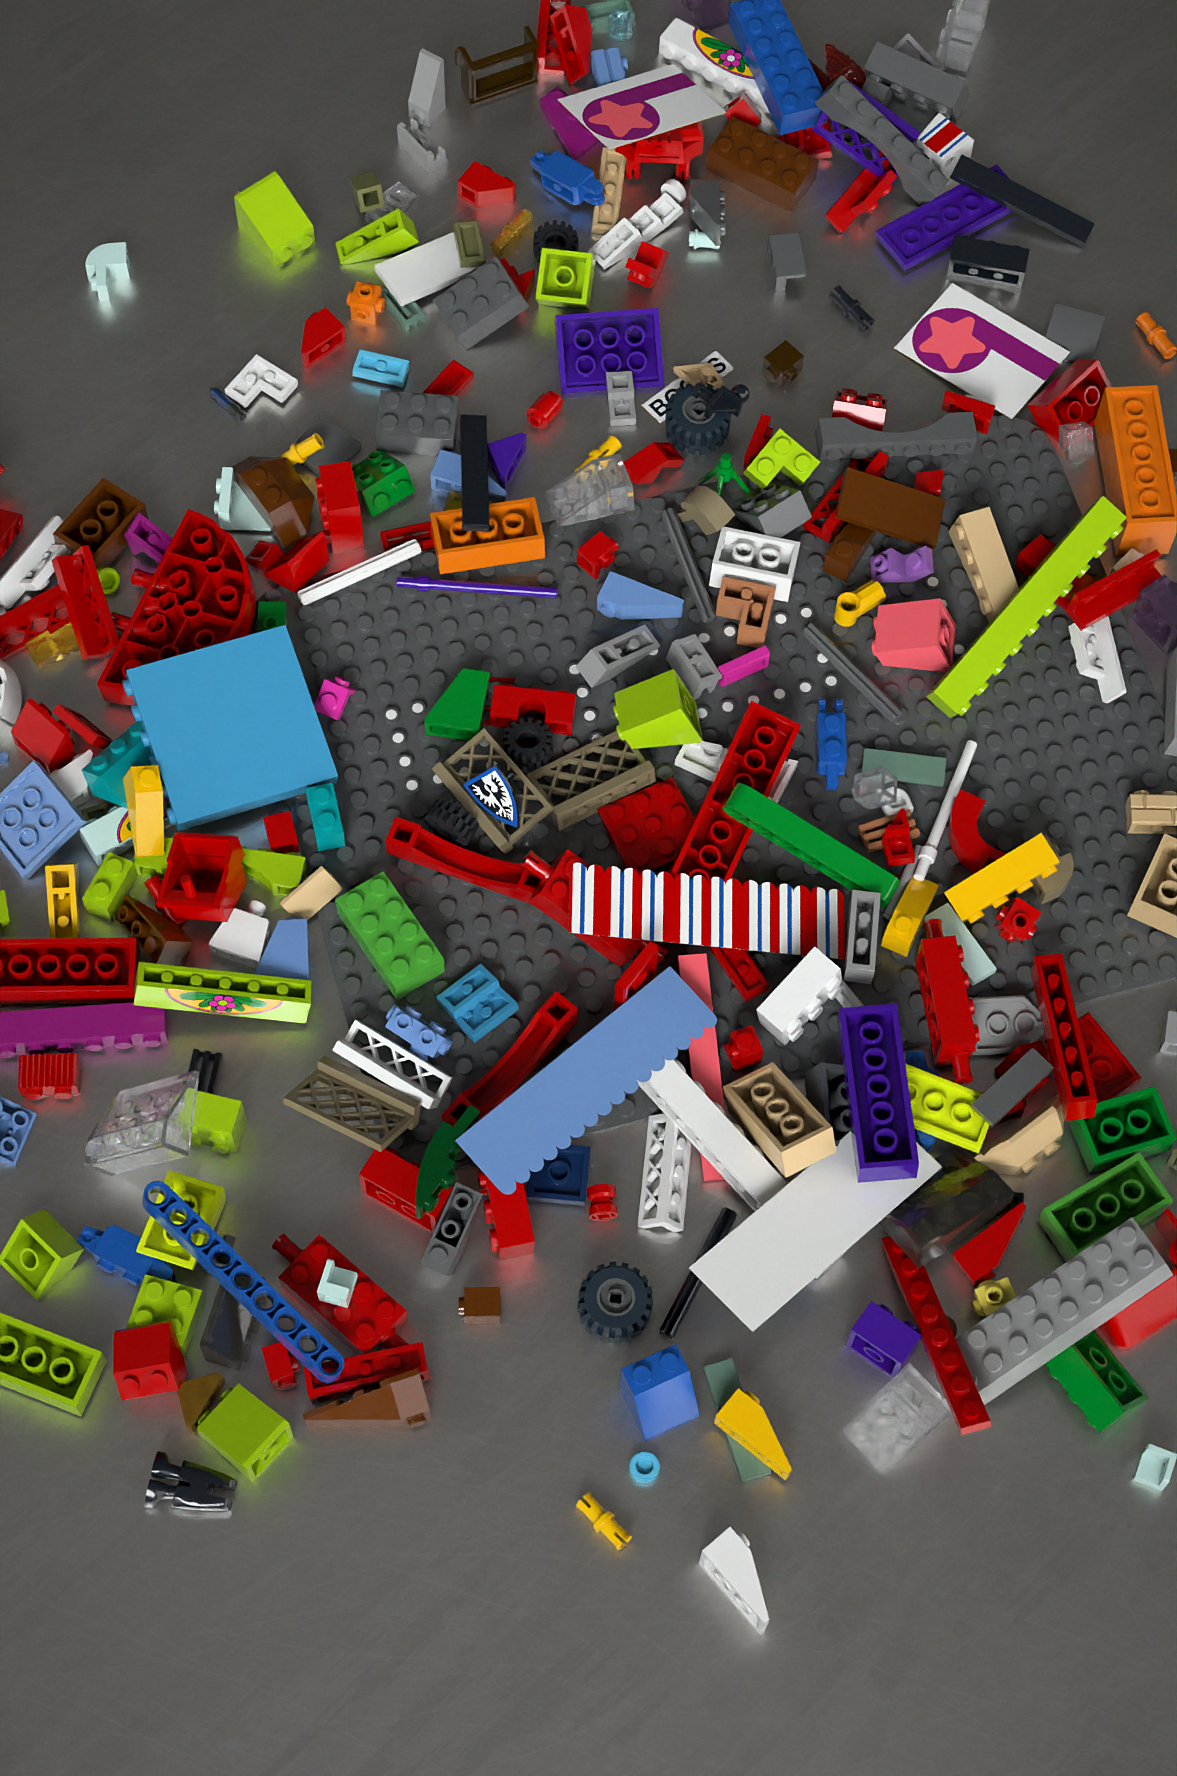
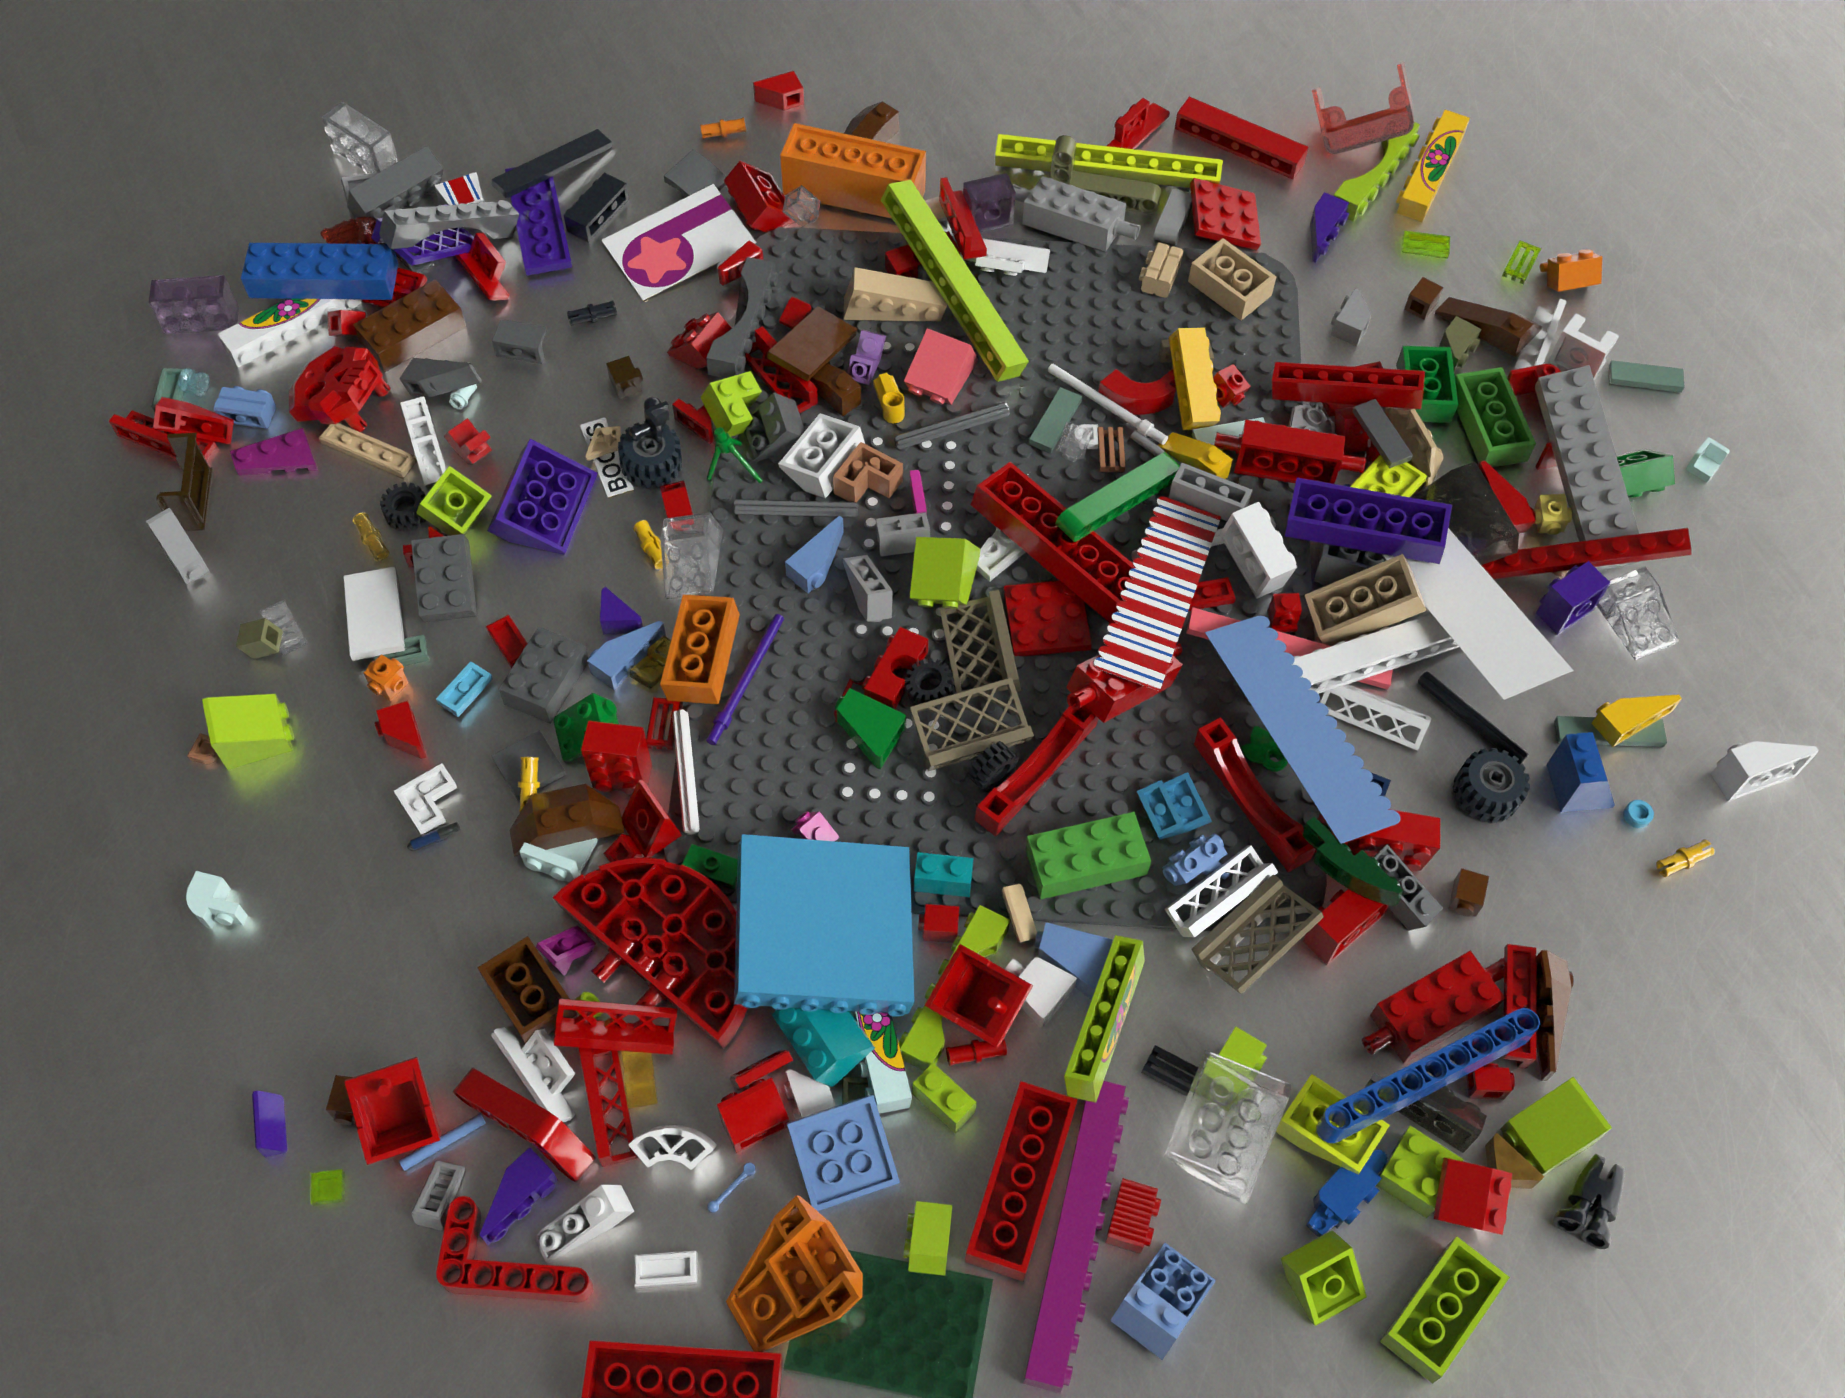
camera: 70 degrees left, 5 degrees down
(63, 899) = (945, 1148): yellow slope -> none
(145, 809) = (884, 1027): yellow slope -> none
(156, 935) = (1019, 1061): reddish brown slope -> none
(336, 1285) = (1440, 998): light aqua panel -> none
(378, 239) = (317, 648): lime slope -> none
(420, 147) = (231, 582): light grey hinge -> none
(469, 244) = (367, 572): olive tile -> none
(474, 473) = (633, 635): black tile -> none
(485, 187) = (309, 541): red slope -> none
(495, 794) = (987, 715): shield -> none
(544, 409) = (579, 569): red brick -> none
(568, 178) = (340, 472): blue hinge -> none
(597, 554) = (757, 571): red brick -> none
(602, 1202) = (1393, 767): red wheel -> none
(621, 398) = (593, 508): light grey slope -> none
(637, 975) = (1210, 663): red tile -> none
(641, 106) = (304, 384): sticker -> none
(674, 190) = (398, 395): white tile -> none
(706, 509) = (755, 469): dark tan brick -> none
(830, 743) = (1024, 455): blue hinge -> none
(897, 842) = (1127, 444): red slope -> none

